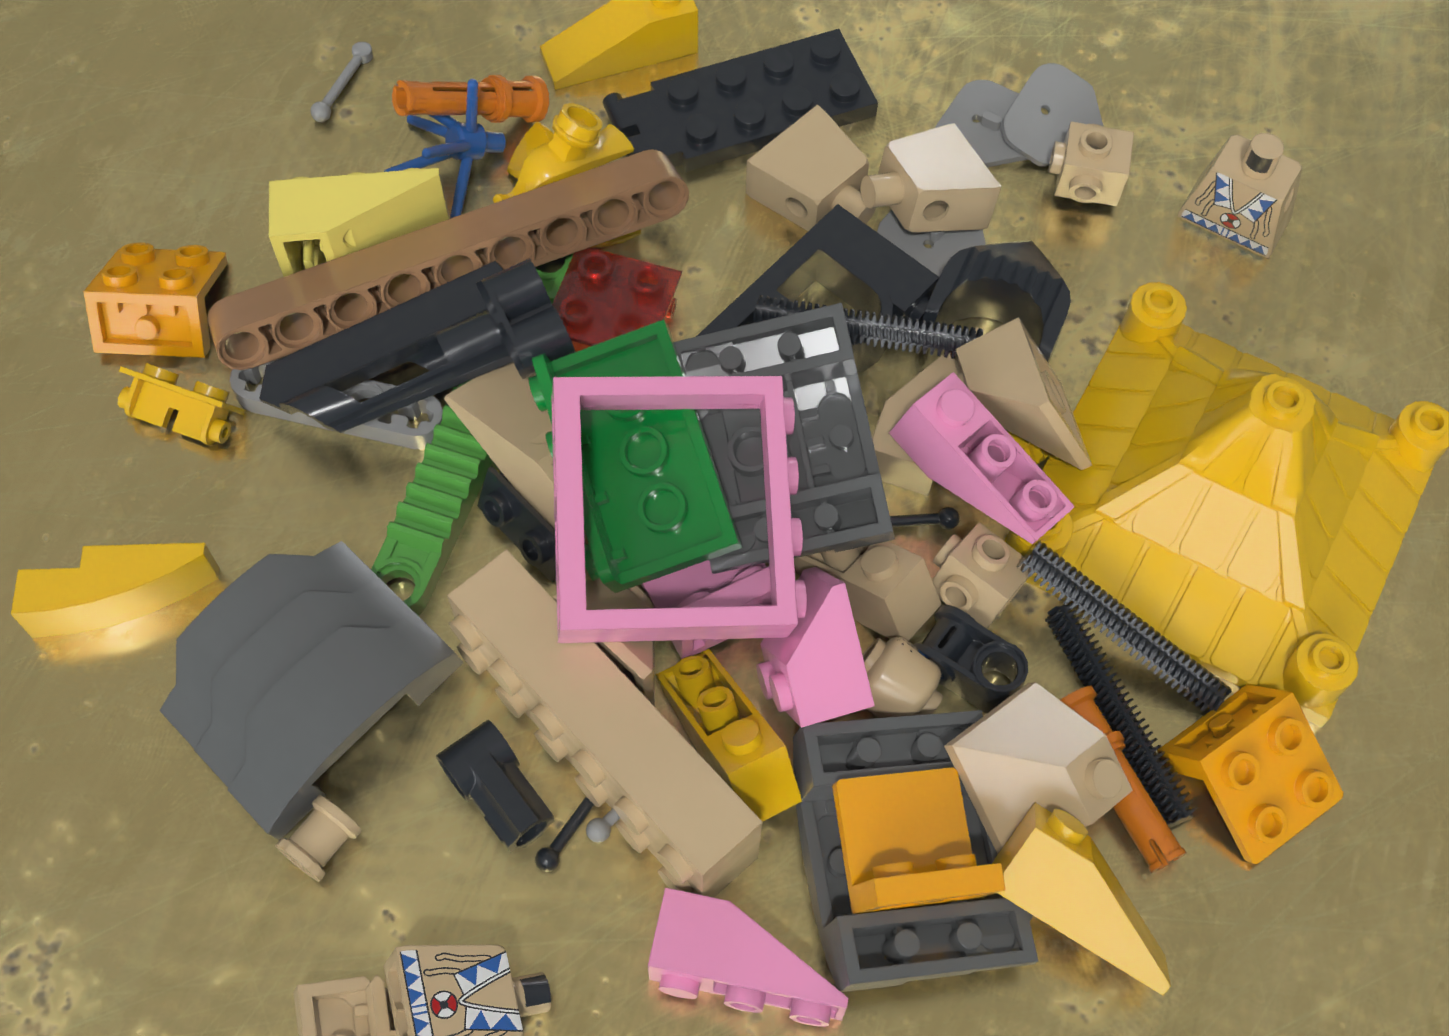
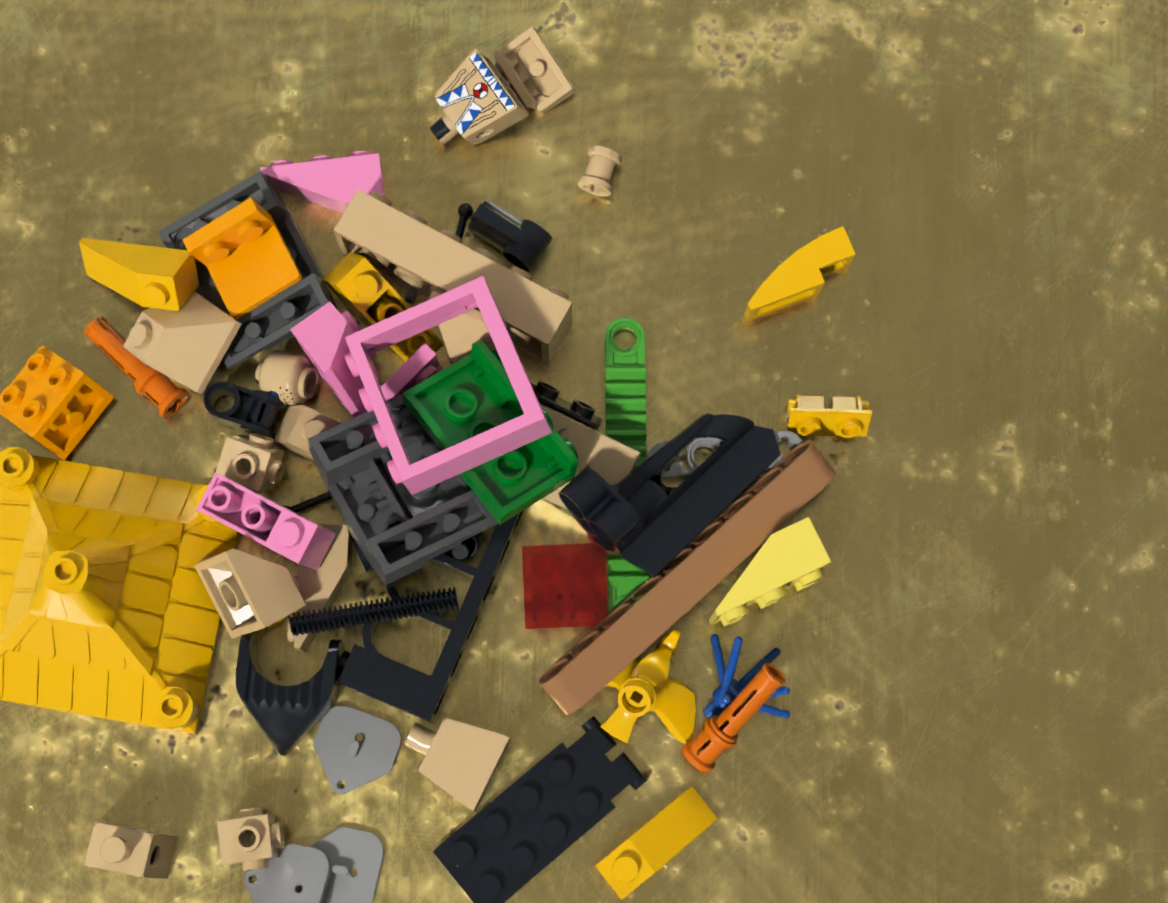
camera: 160 degrees right, 15 degrees up
(153, 301) = (887, 490): light orange bracket -> none
(295, 673) = (651, 257): dark grey slope -> none
(362, 54) = (853, 763): light grey hinge -> none
(933, 182) = (366, 773): tan torso -> none
(1120, 715) = (143, 415): black axle -> none
(1126, 626) = (148, 456): black axle -> none

